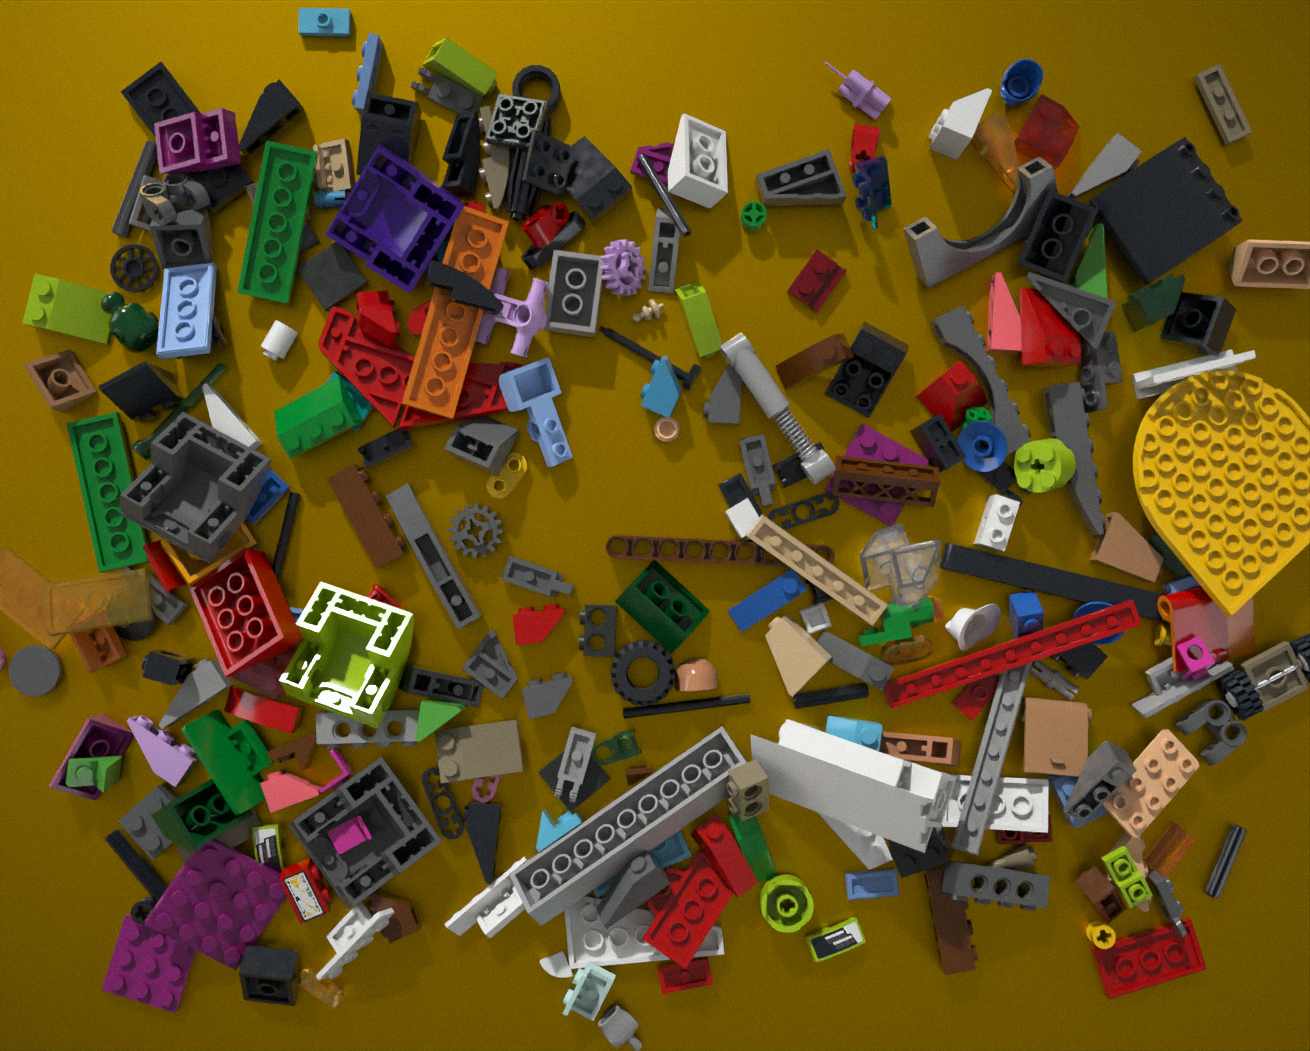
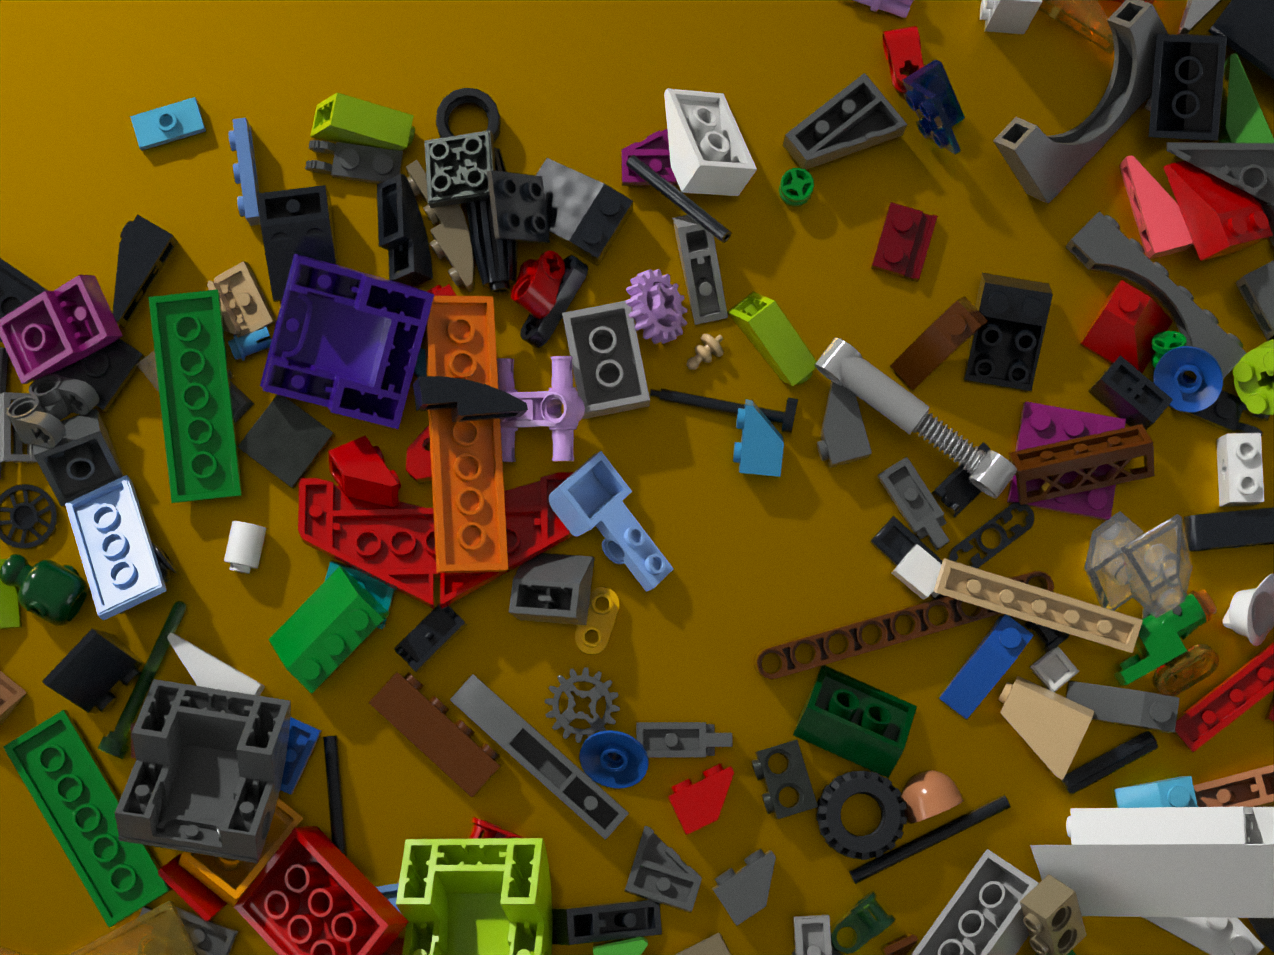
camera: 25 degrees left, 5 degrees down
(484, 575) = (614, 759): none -> blue dish
(666, 429) = (780, 492): light nougat plate -> none

